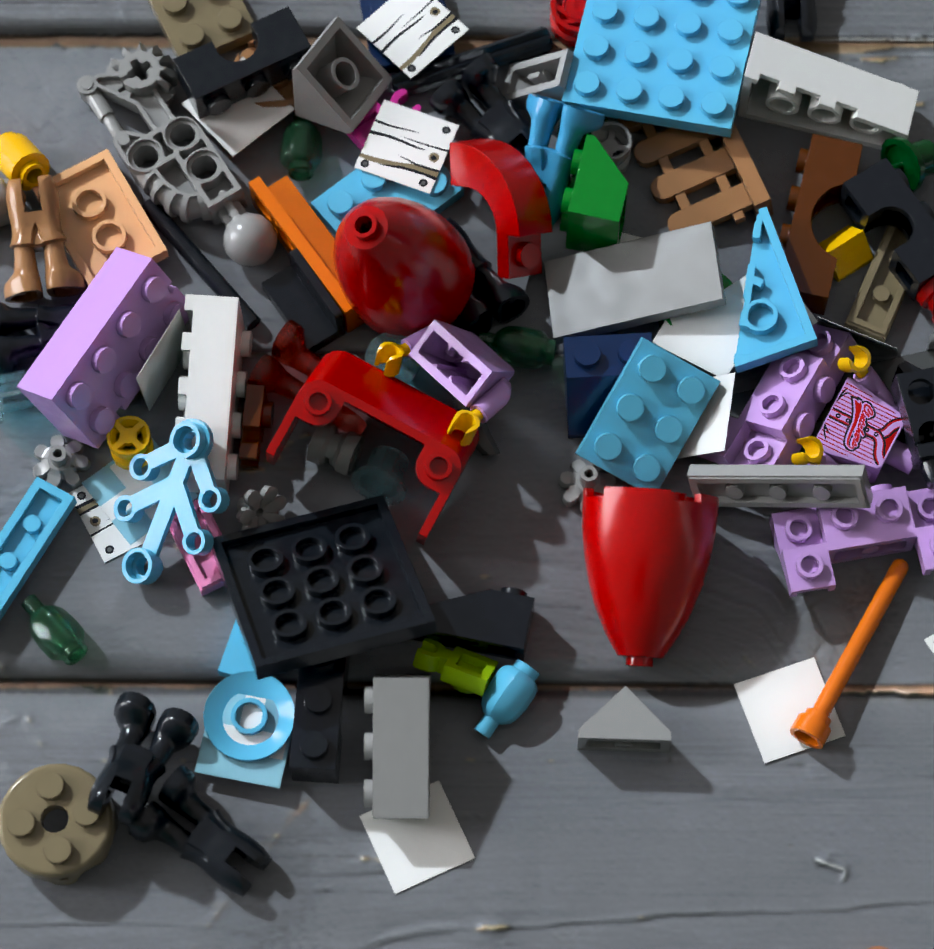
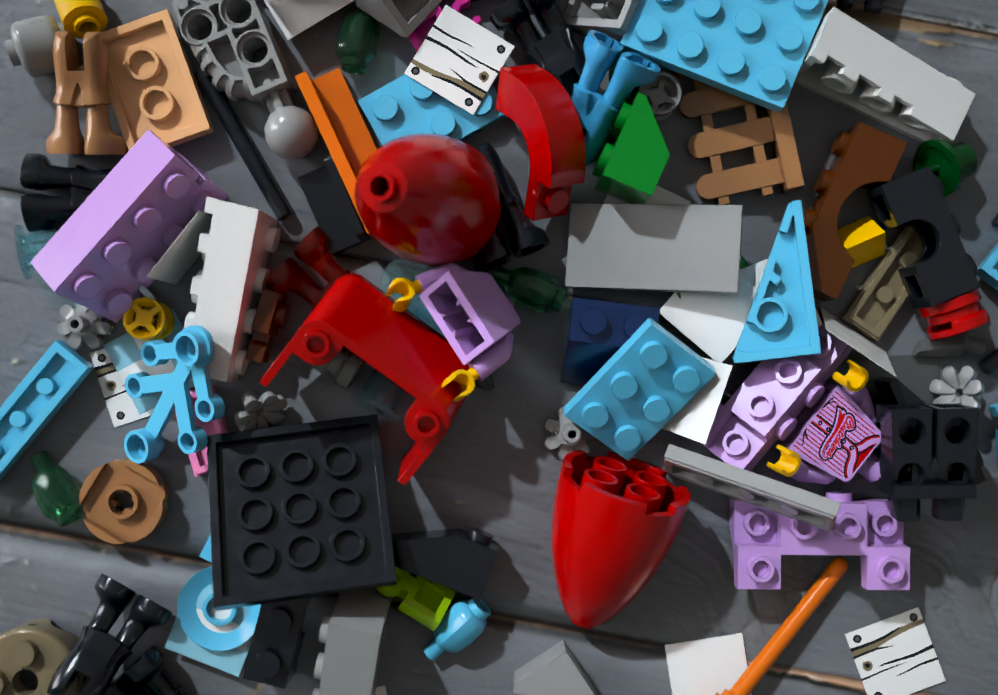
camera: 10 degrees right, 20 degrees up
(118, 605) = (101, 509): none -> medium nougat plate

